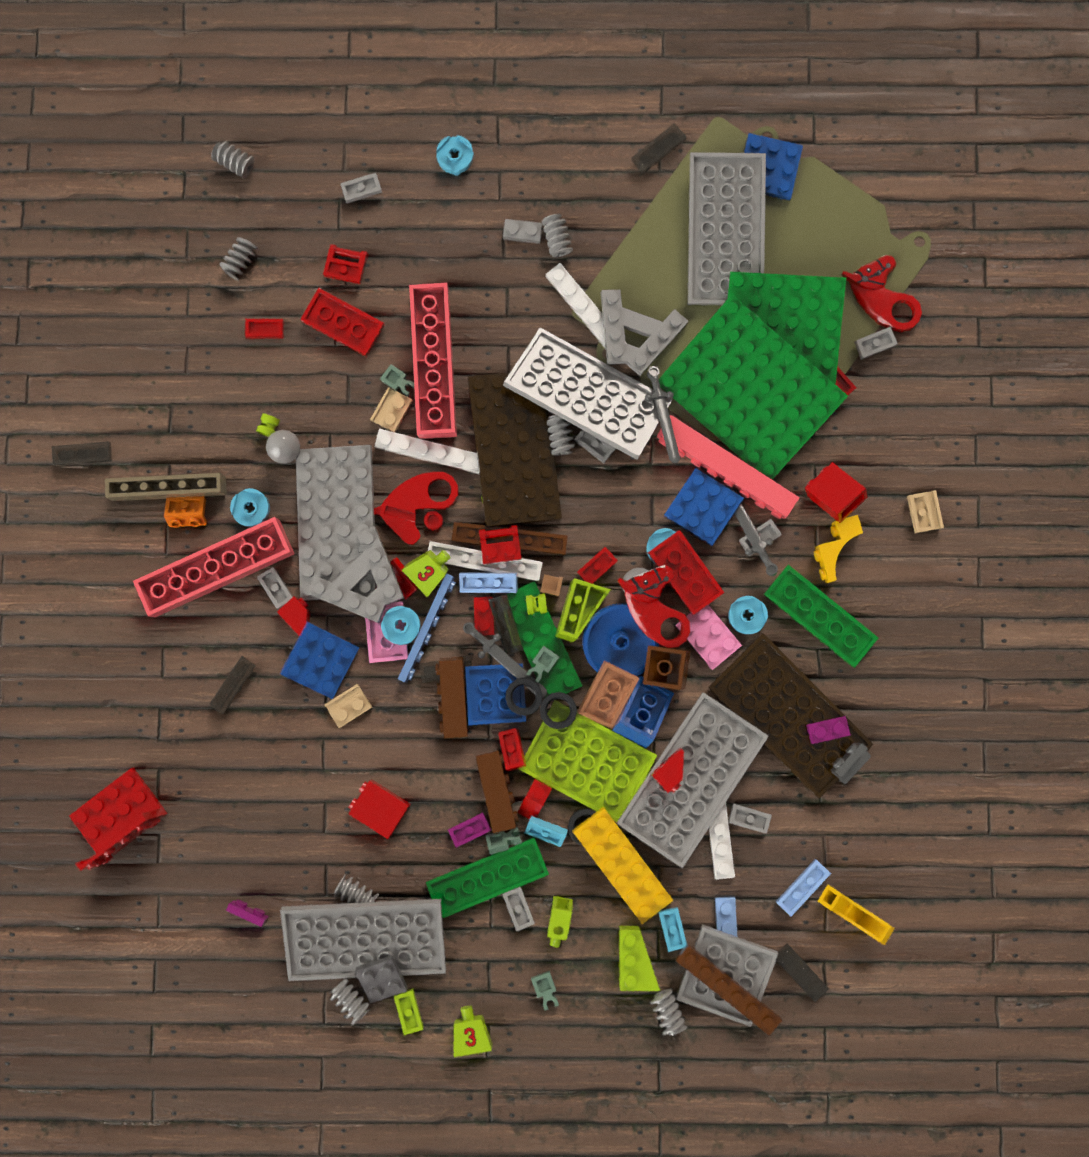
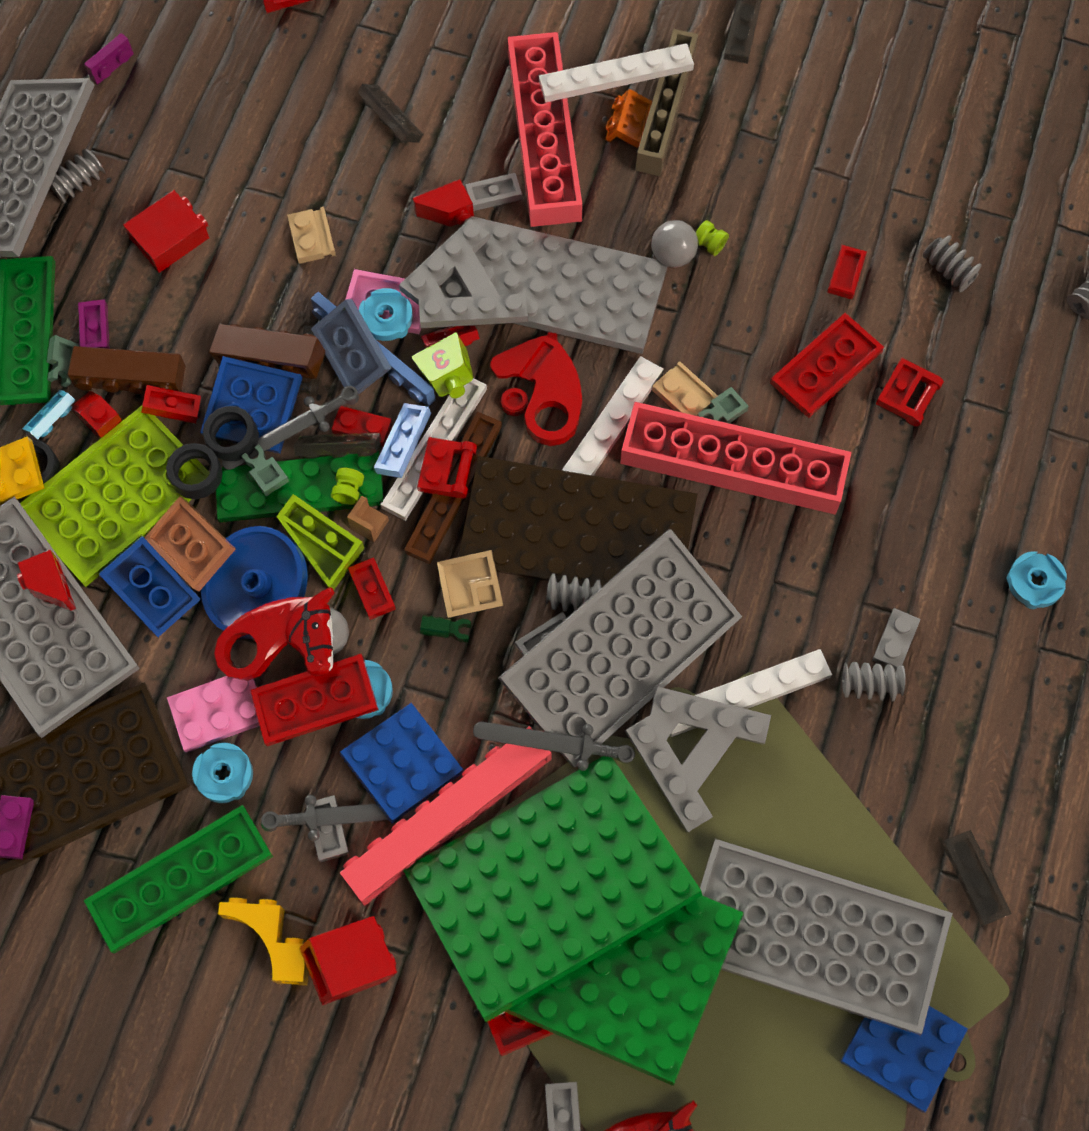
camera: 105 degrees right, 15 degrees down
(158, 526) = (616, 72): none -> white plate
(244, 499) = (605, 204): medium azure plate -> none
(319, 660) = (380, 212): blue plate -> none
(361, 188) = (1016, 442): light grey plate -> none
(434, 639) = (351, 347): none -> sand blue plate
(574, 504) = (469, 583): none -> tan plate
(608, 512) = (444, 627): none -> dark green bar
(666, 667) = (191, 632): reddish brown slope -> none
(925, 511) = (270, 1099): tan plate -> none

